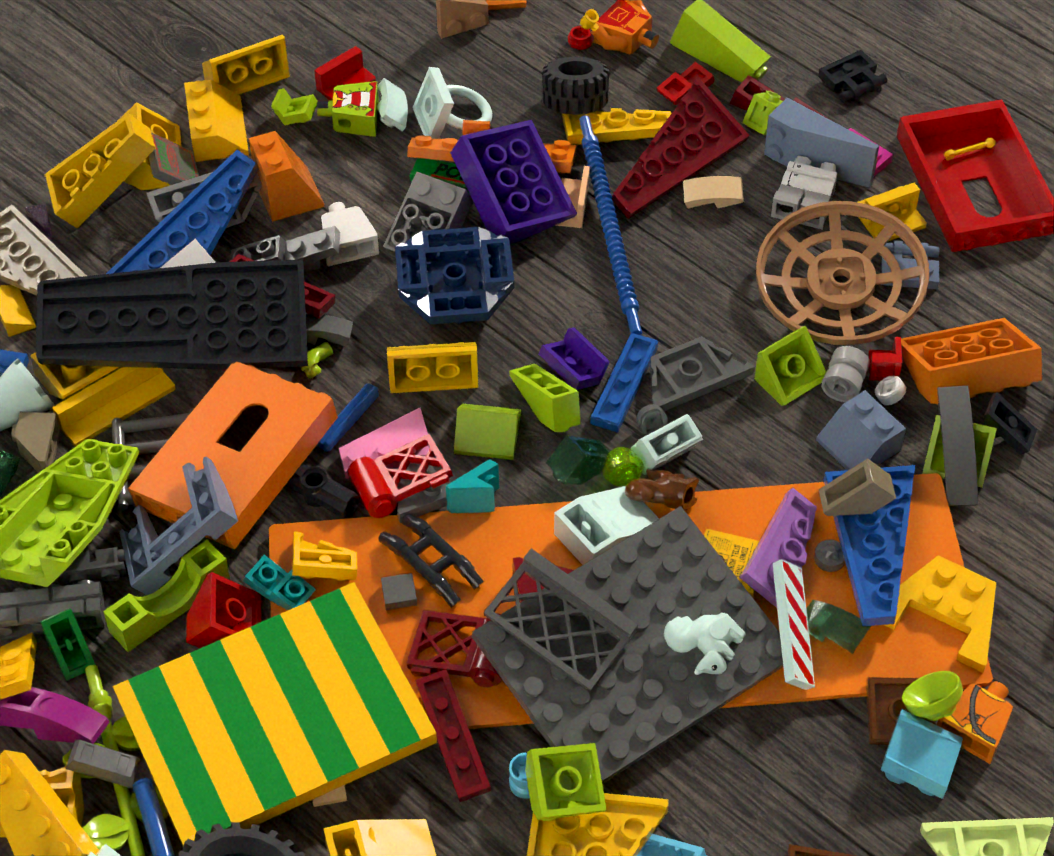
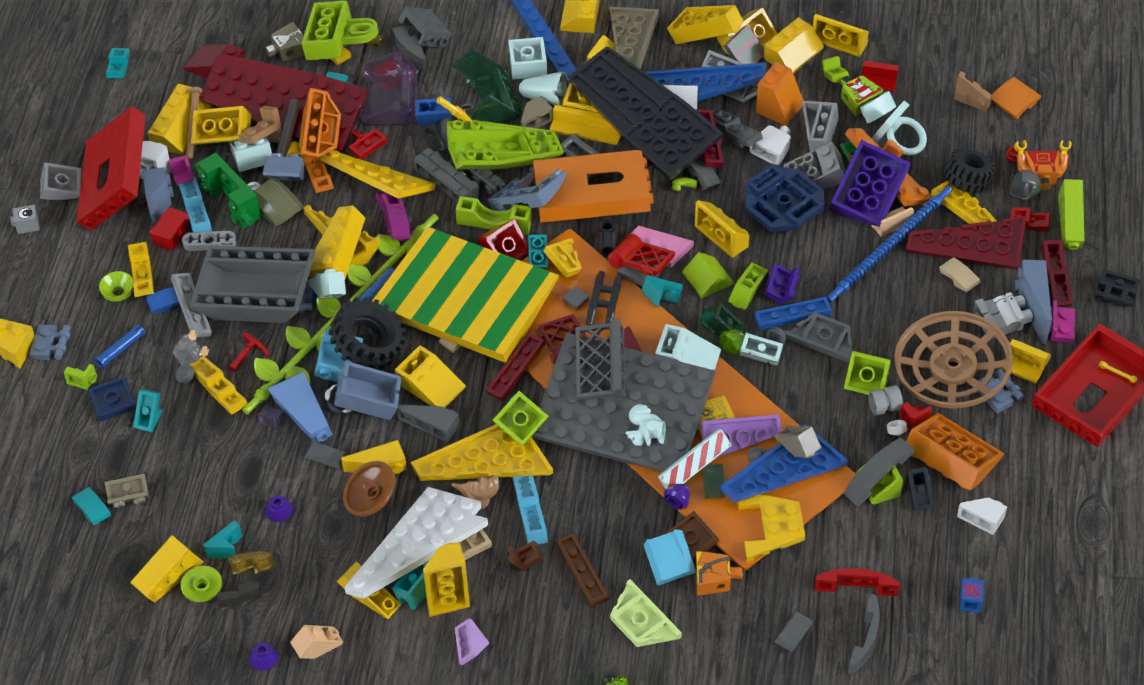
camera: 55 degrees right, 0 degrees up
(39, 217) = (661, 28): slope -> none
(67, 643) = (439, 198): green slope -> none
(103, 763) = (387, 249): dark grey tile -> none
(349, 416) = (661, 218): blue axle -> none
(366, 172) = (820, 122): none -> light grey wedge
(639, 55) = (1025, 185): none -> dark grey hair
(664, 489) = (731, 366): reddish brown animal -> none
(759, 109) = (1051, 259): lime bracket -> none
(832, 680) = (677, 496): none -> dark purple cone
(861, 432) = (852, 430): sand blue slope -> none
(933, 695) = (701, 540): lime piece -> none

